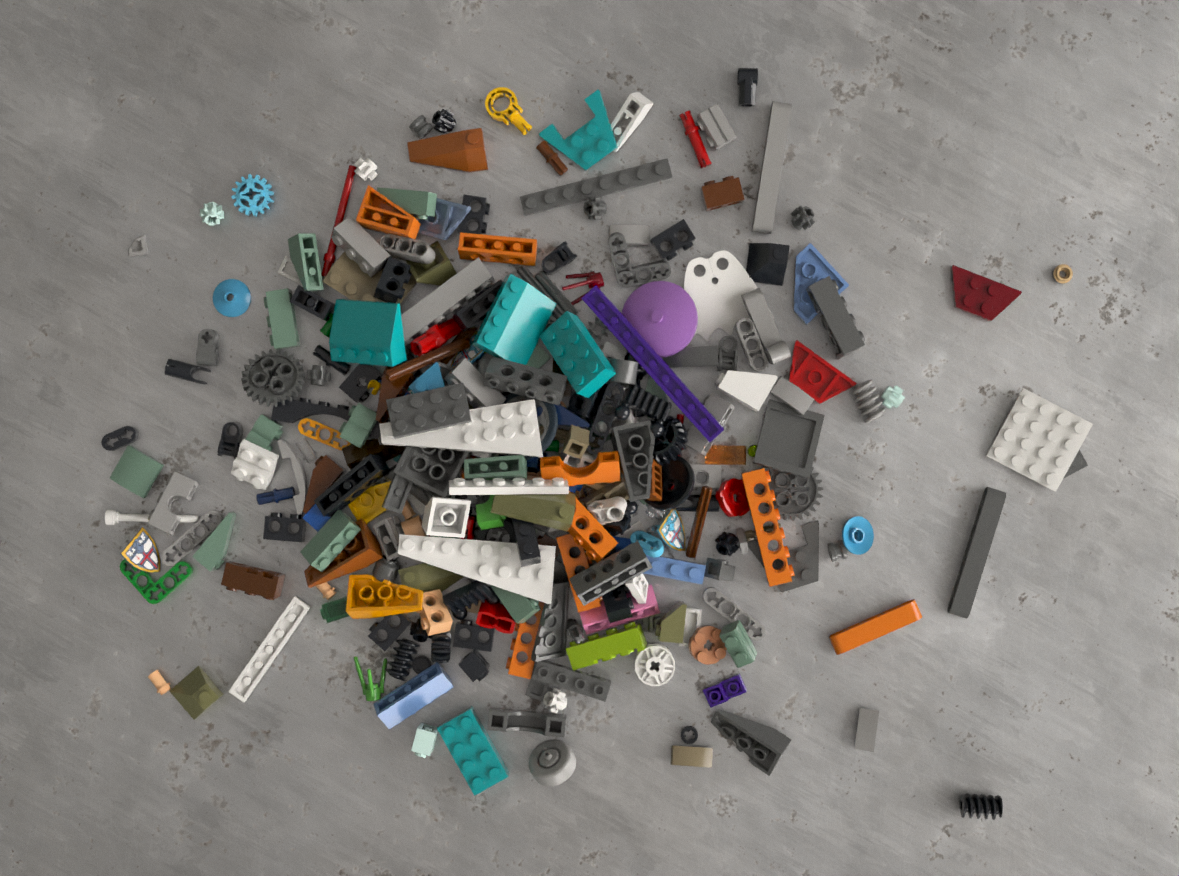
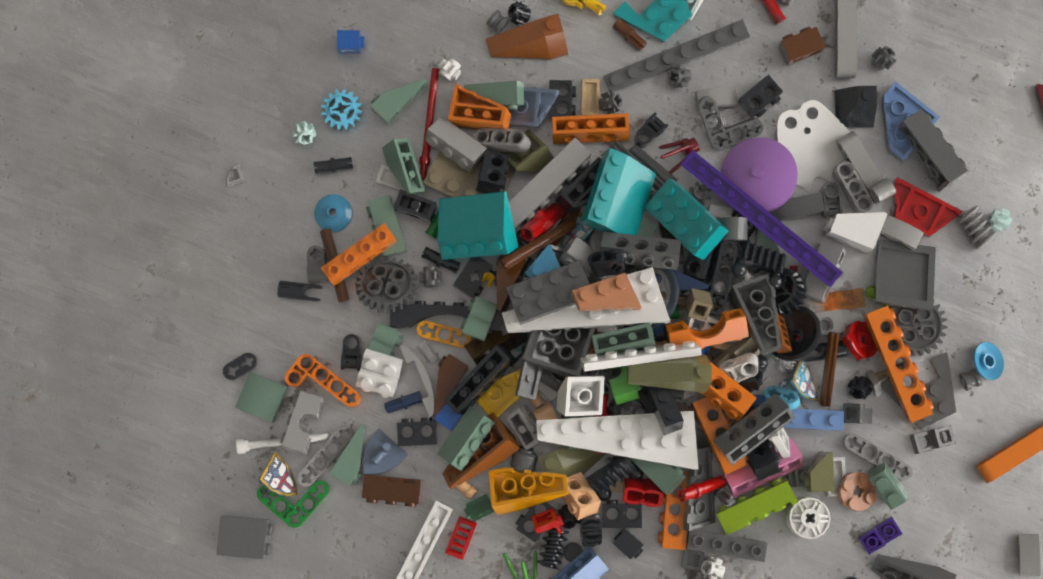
camera: 10 degrees left, 5 degrees down
(102, 606) = (244, 537): none -> dark grey brick
(202, 467) = (327, 383): none -> orange beam
(225, 350) = (331, 253): none -> reddish brown axle
(236, 249) = (333, 165): none -> black pin
(247, 544) = (381, 454): none -> sand blue shield
(248, 344) = (359, 254): none -> orange brick
(270, 127) = (350, 41): none -> blue brick
(306, 194) = (393, 102): none -> sand green slope
(311, 653) = (454, 553): none -> red slope
(398, 632) = (547, 520): none -> red bracket
(483, 421) = (607, 294): none -> nougat wing
(488, 390) = (606, 263): none -> black piece
(503, 217) = (590, 97): none -> tan tile
(522, 225) = (610, 102): none -> dark grey gear
(548, 623) = (696, 490): none -> red pin
(791, 604) = (933, 439): none -> slope

